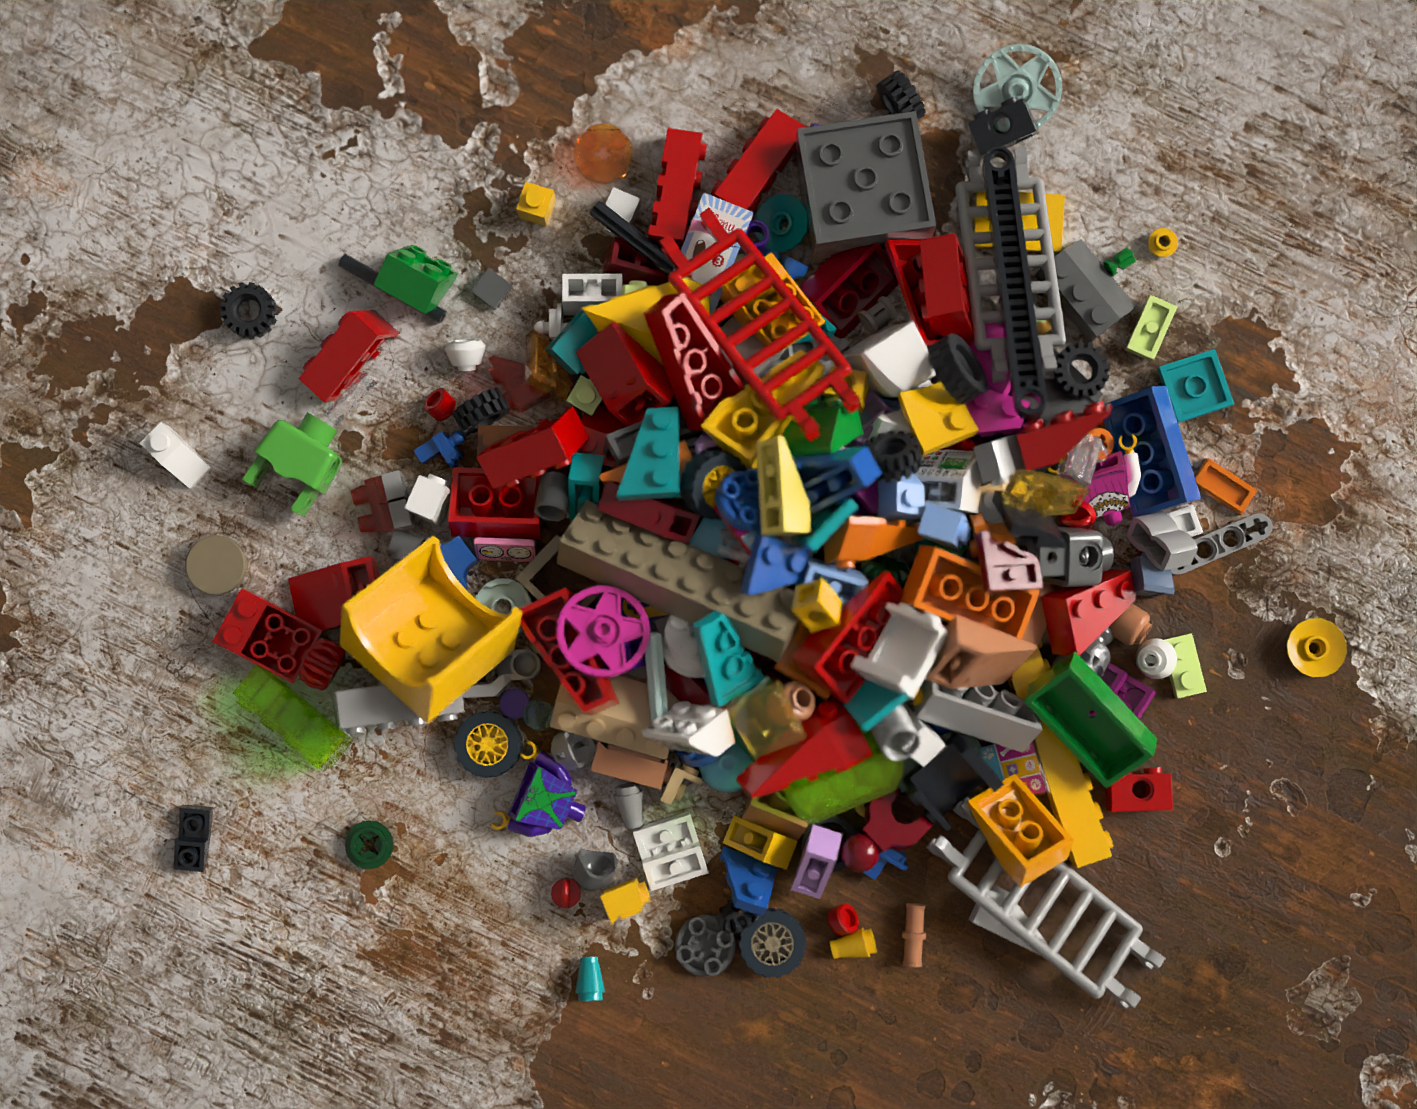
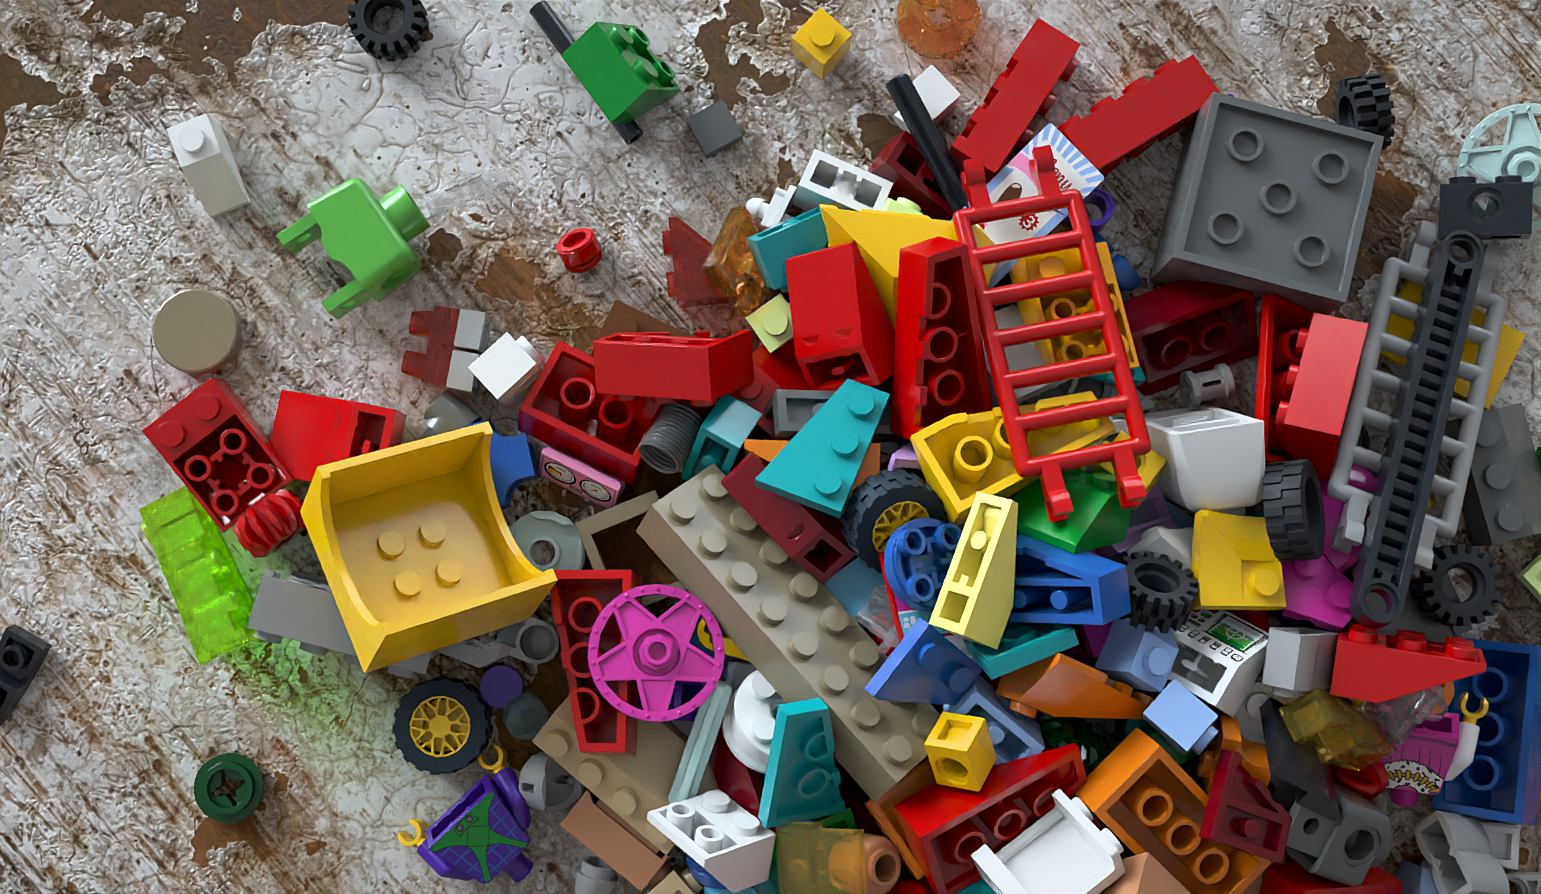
camera: 25 degrees right, 0 degrees up
(346, 353) = (487, 129): red wedge -> none
(443, 444) = (561, 305): blue piece -> none
(465, 353) = (642, 197): white cone -> none
(481, 410) = (628, 282): black tyre -> none
(776, 212) = (1131, 191): teal dish -> none

